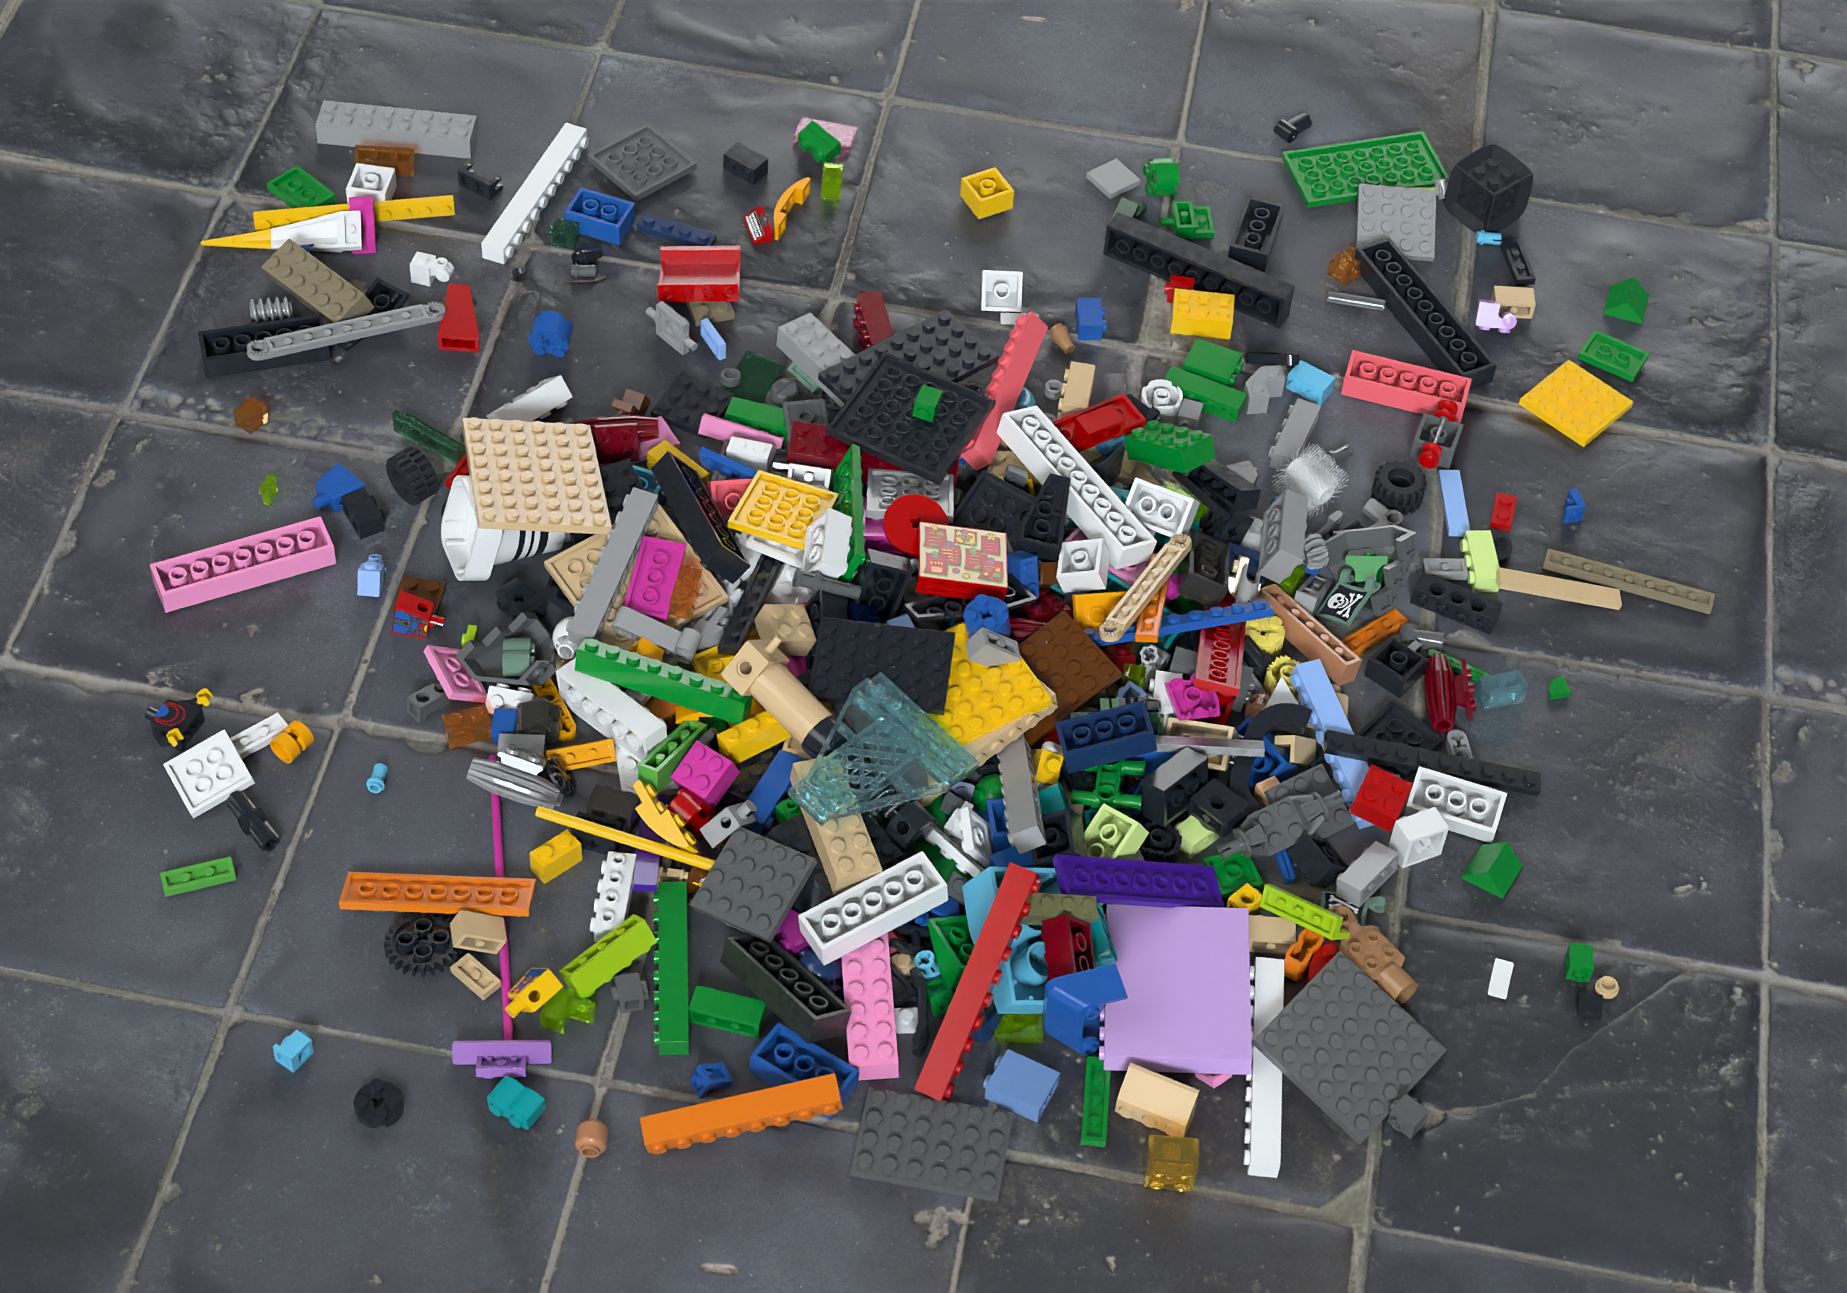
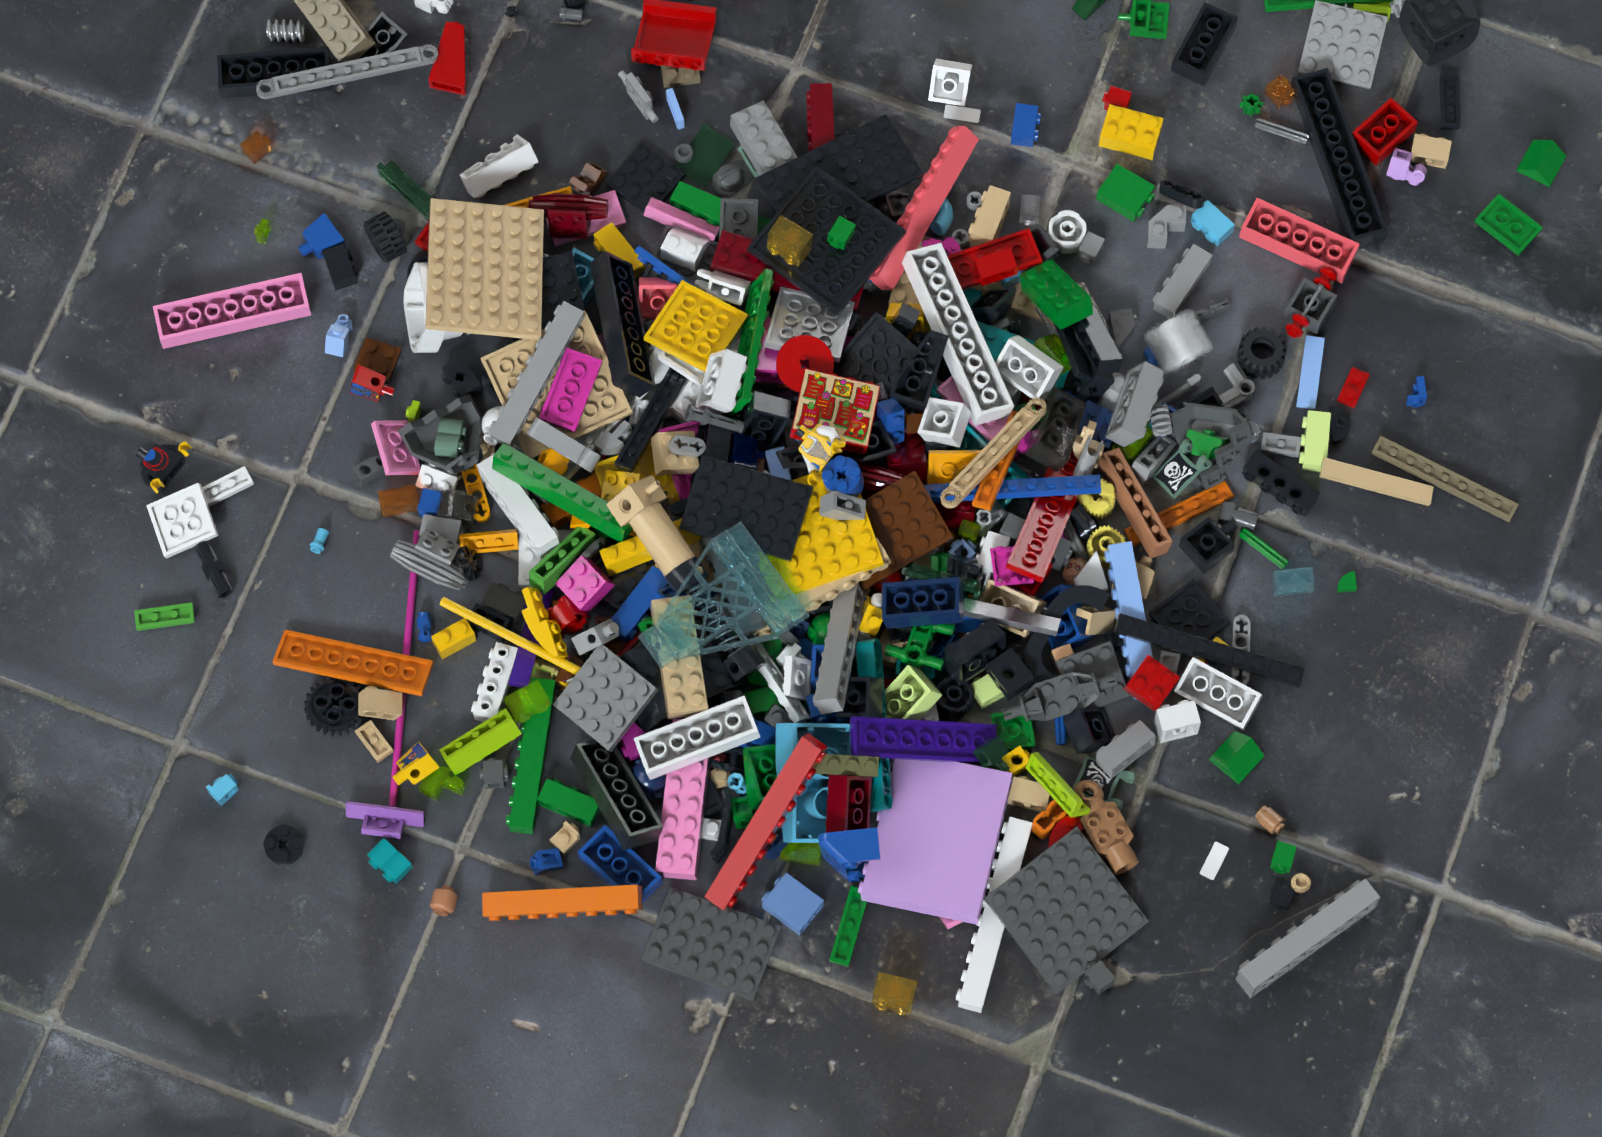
camera: 15 degrees right, 20 degrees up
(291, 741) = (246, 499): light orange wheel -> none
(517, 849) = (424, 626): none -> blue arm
(550, 334) = (529, 89): blue brick -> none
(659, 903) = (527, 702): none -> clear neon green brick
(686, 592) = (595, 407): clear orange brick -> none
(731, 1049) = (566, 837): none -> tan bracket
(800, 615) = (687, 449): none -> light grey beam
(874, 410) = (789, 241): none -> clear yellow brick
(955, 589) = (819, 448): none -> torso
(1062, 338) = (994, 143): medium nougat cone -> none
(1157, 1101) = (896, 937): tan slope -> none
(1168, 255) = (1130, 74): black brick -> none
(1217, 398) = (1111, 225): green brick -> none
(1219, 892) = (991, 753): none -> clear green brick
(1318, 281) = (1251, 109): none -> green gear
(1447, 692) = (1244, 577): dark red plate -> none
(1463, 286) = (1384, 131): none -> red brick
(1487, 238) = (1430, 70): medium azure pin -> none
(1551, 926) = (1270, 819): none -> medium nougat brick
(1576, 403) = (1457, 273): yellow plate -> none
(1635, 1039) = (1307, 938): none -> light grey brick

